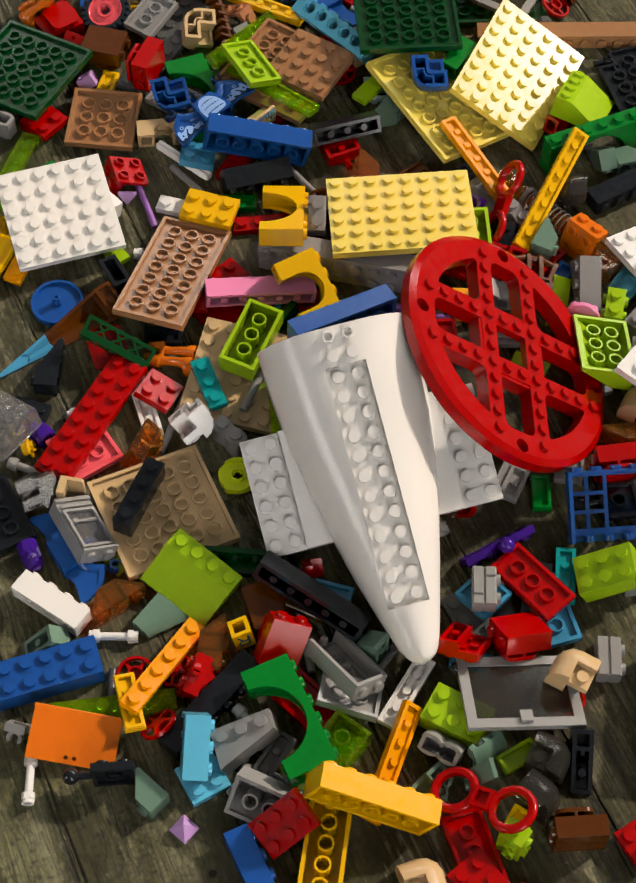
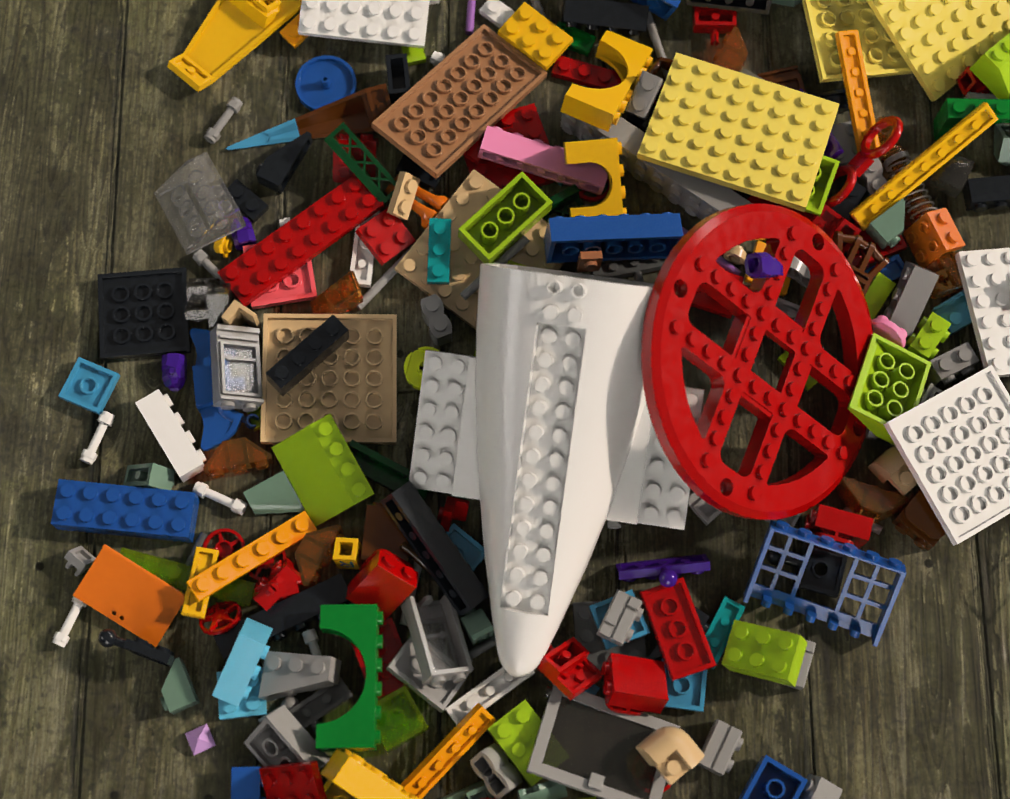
camera: 20 degrees right, 15 degrees up
(161, 354) = (403, 195): none -> tan plate
(192, 421) = (401, 289): white brick -> none
(473, 276) = (762, 265): none -> dark purple rock
(540, 493) = (737, 531): green tile -> none

